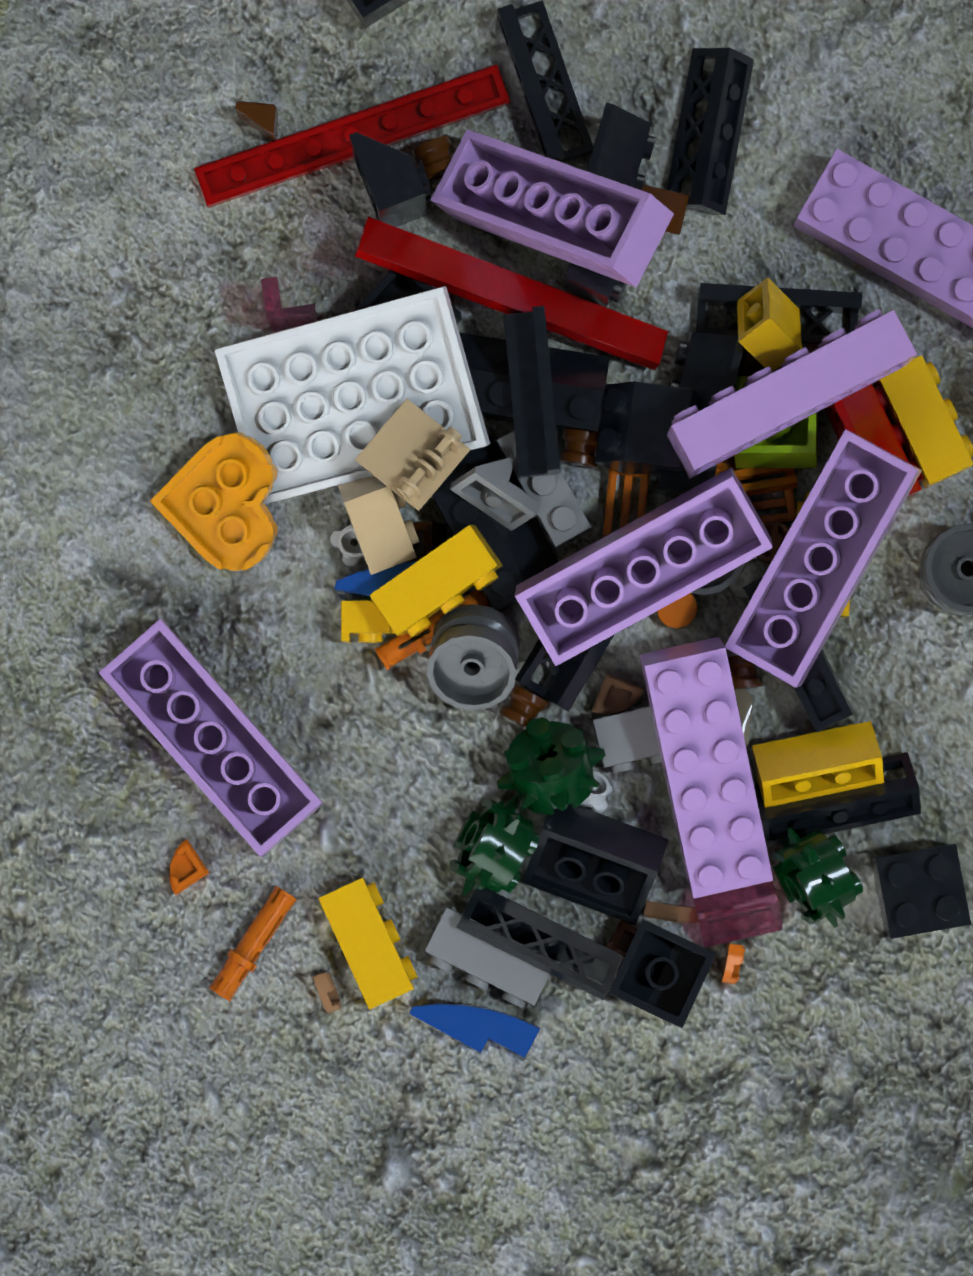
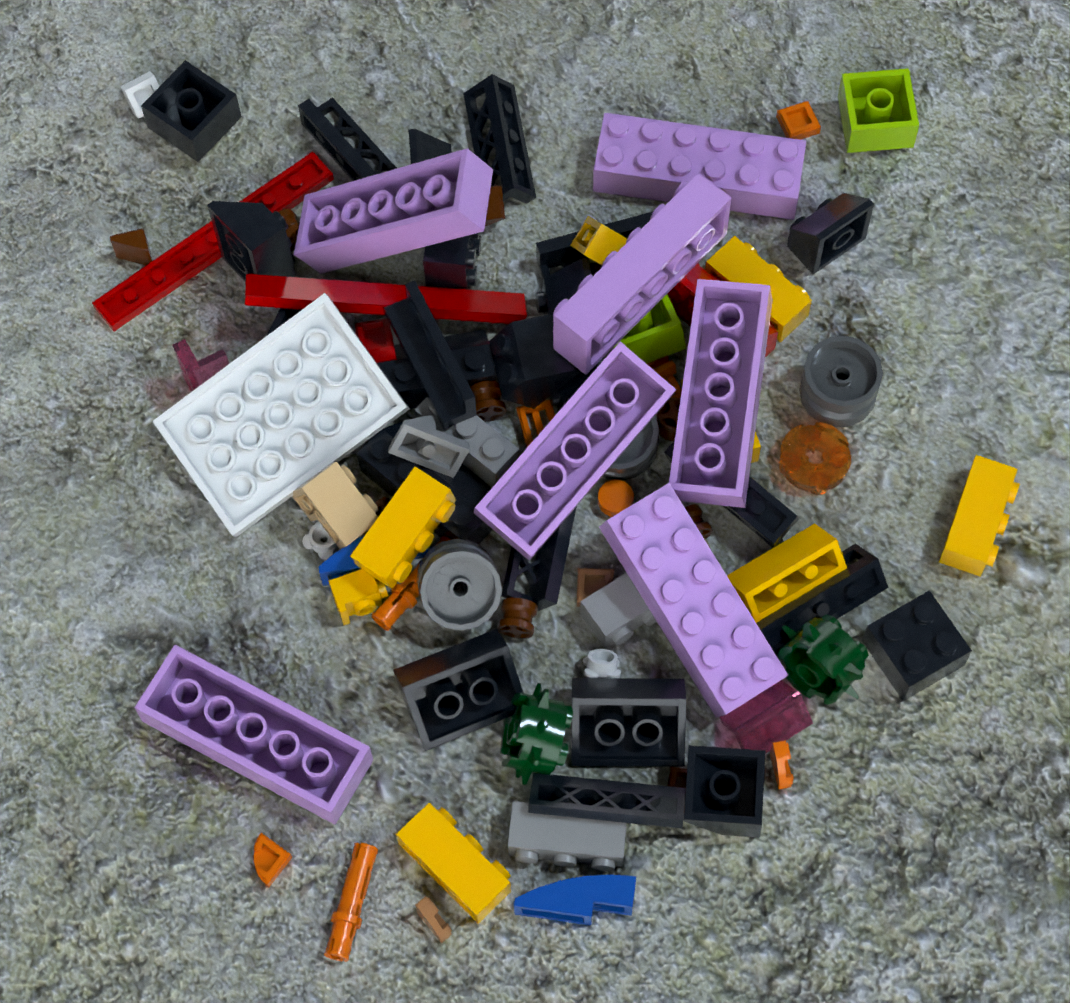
camera: 20 degrees left, 20 degrees down
(221, 504) = (198, 540): light orange plate -> none
(413, 454) = (348, 431): tan hinge -> none
(437, 762) = (459, 688): none -> black slope
(484, 337) = (377, 339): none -> red tile
(550, 766) = (558, 649): dark green brick -> none
(670, 912) = (713, 737): medium nougat tile -> none
(927, 647) = (810, 476): none -> clear orange plate

